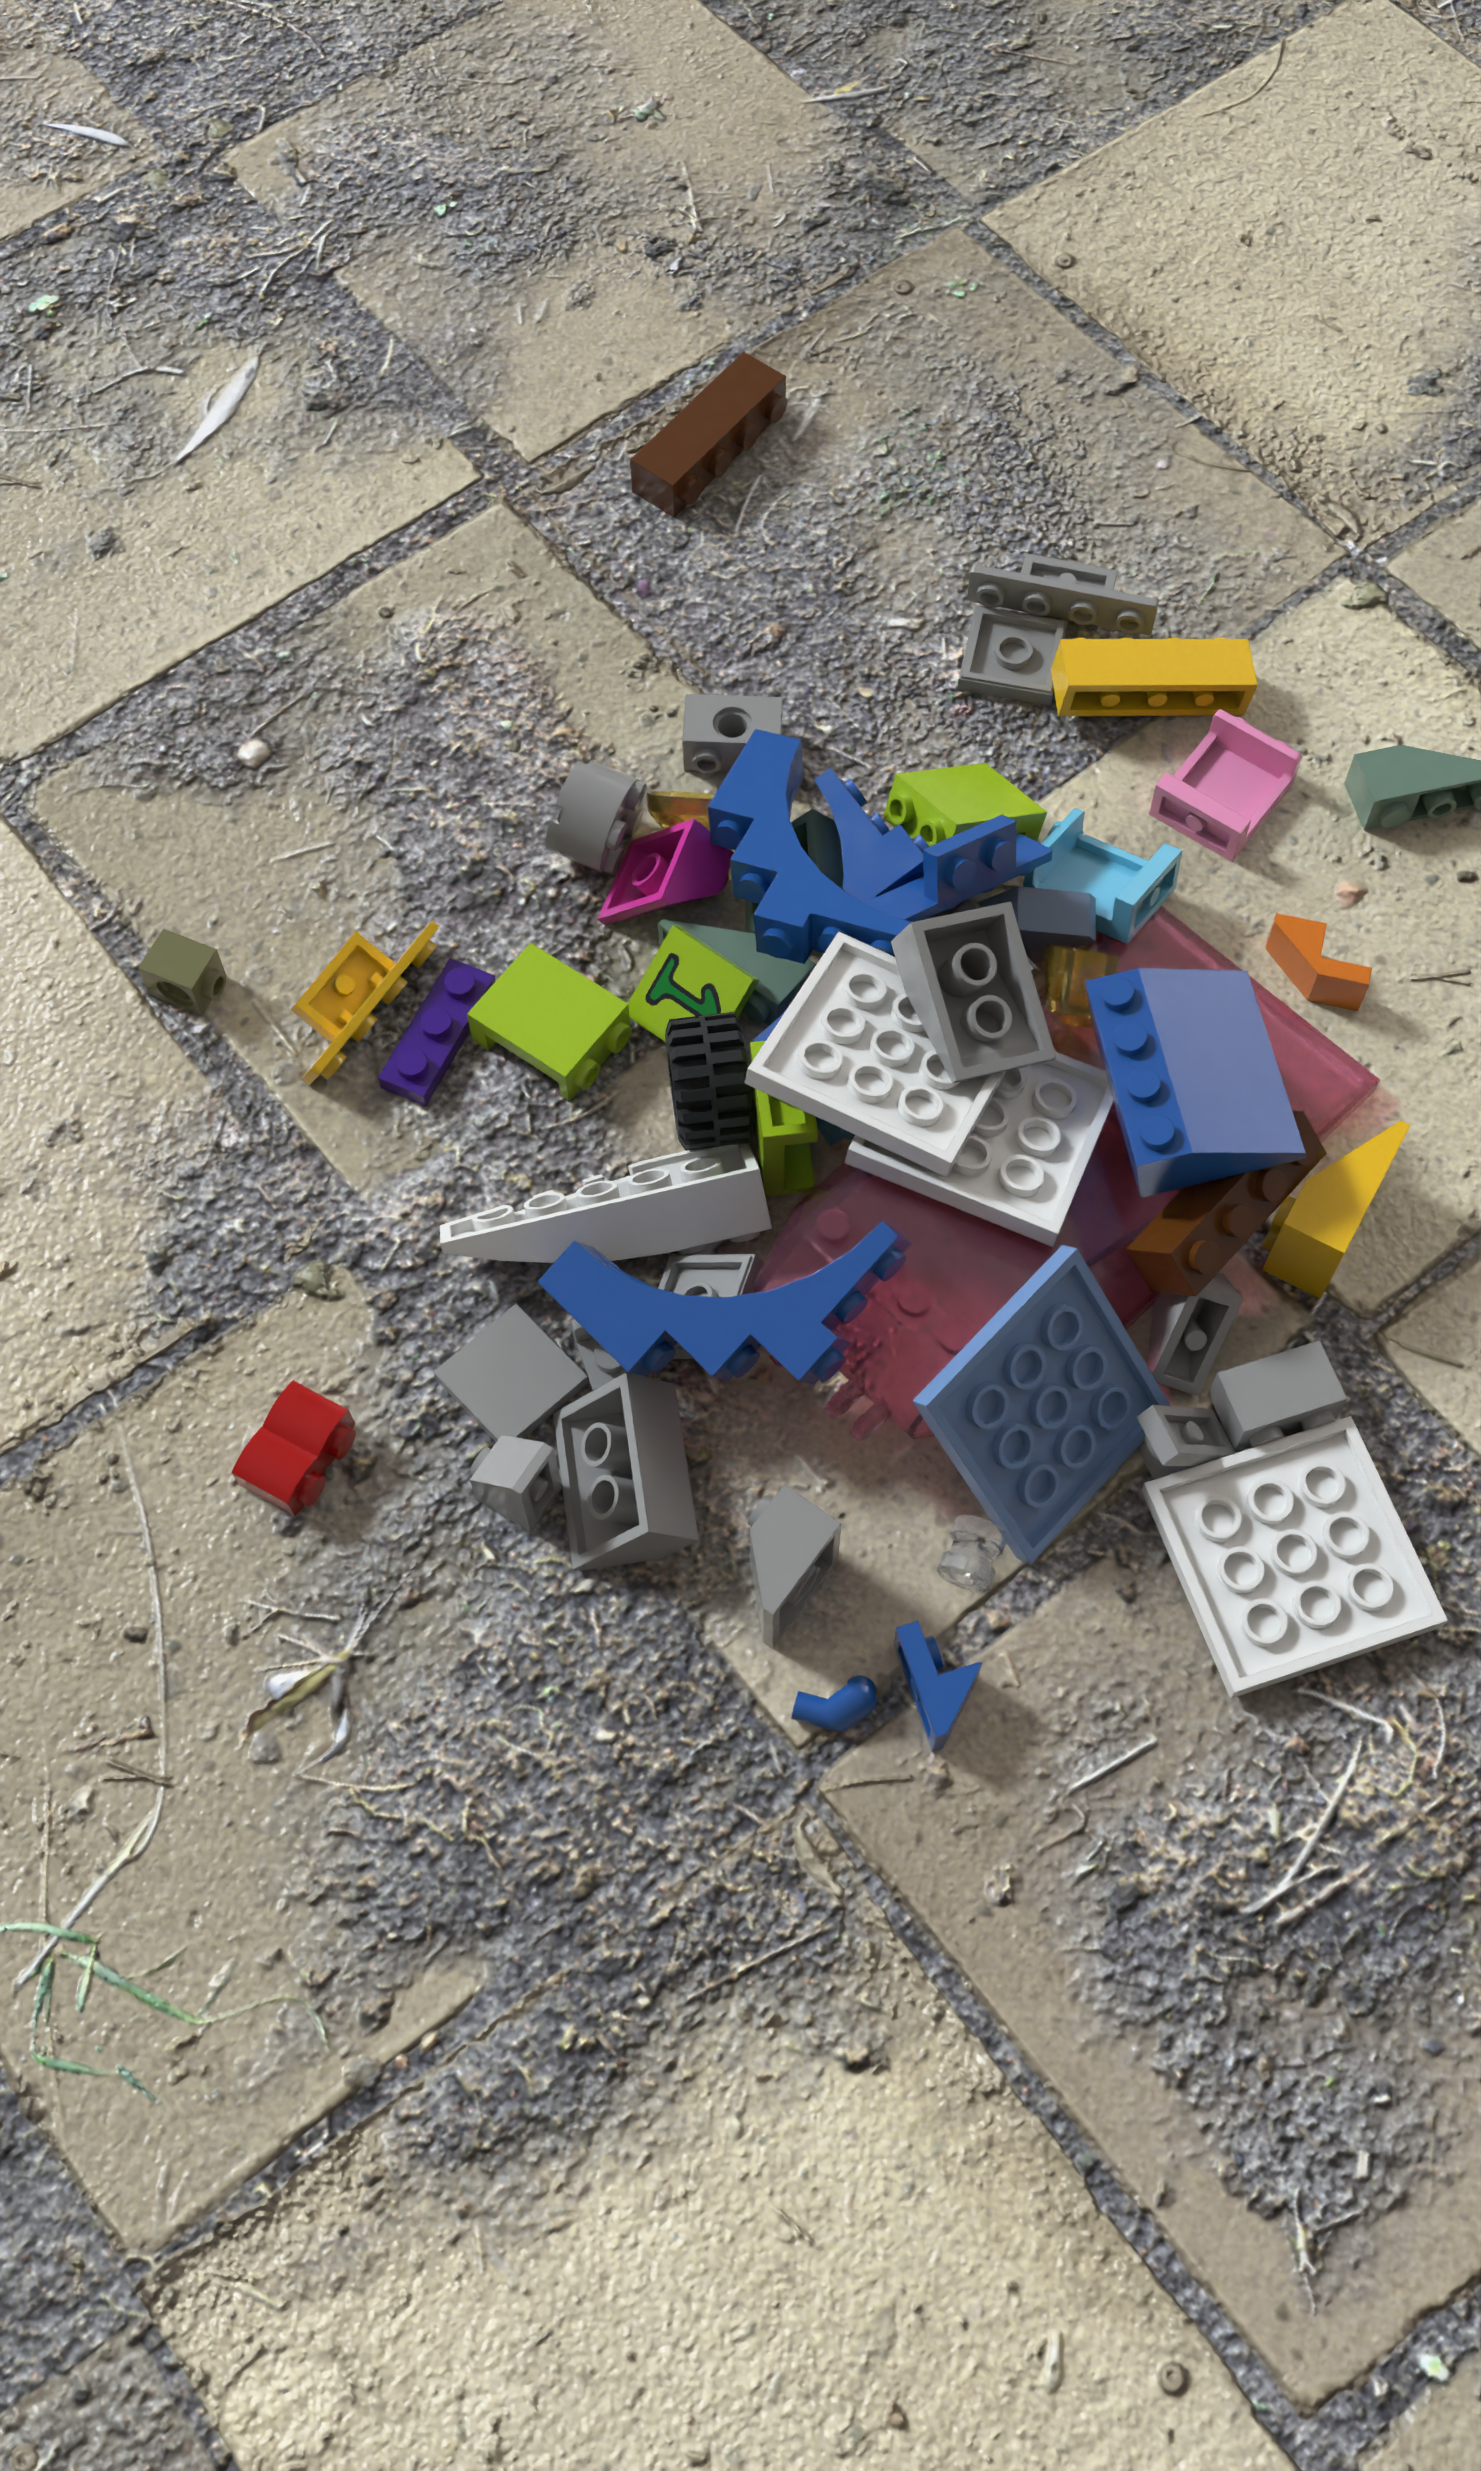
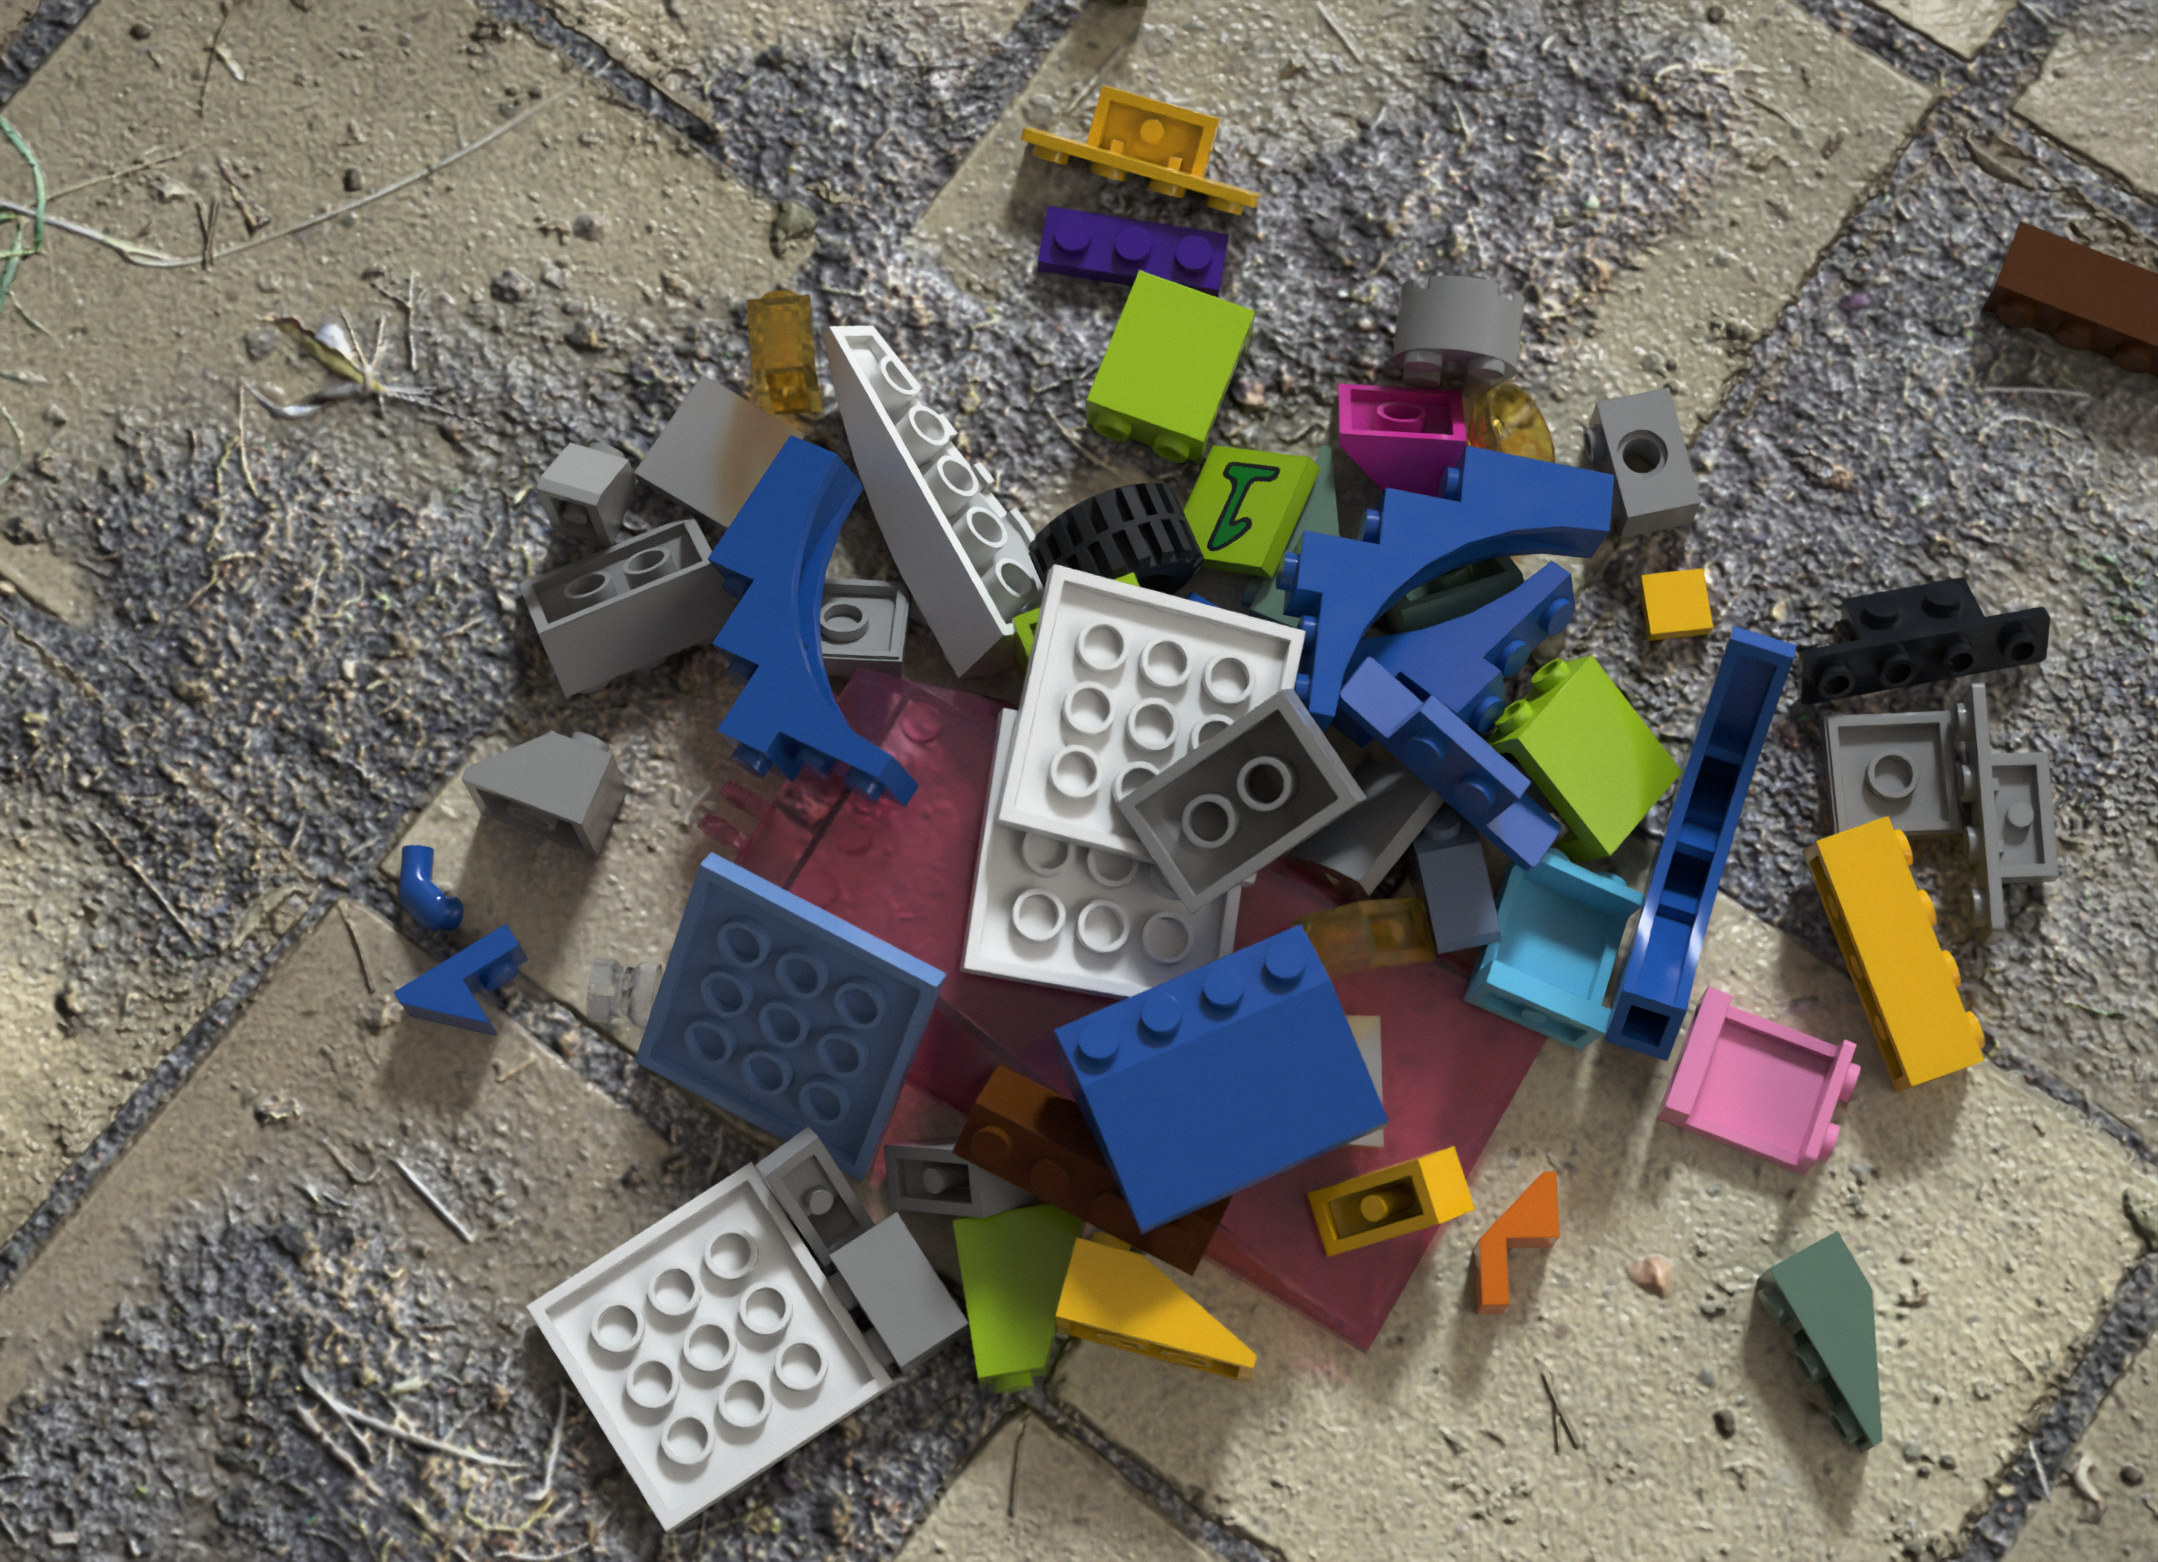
camera: 75 degrees right, 10 degrees up
(294, 1448) = (577, 262): red brick -> none
(447, 1288) = (785, 353): none -> clear yellow brick
(845, 747) = (1675, 604): none -> yellow tile
(915, 607) = (1918, 639): none -> black bracket
(1119, 802) = (1695, 844): none -> blue arch
(1289, 1014) = (1391, 1201): none -> yellow slope
(1293, 1306) = (1012, 1289): none -> lime slope

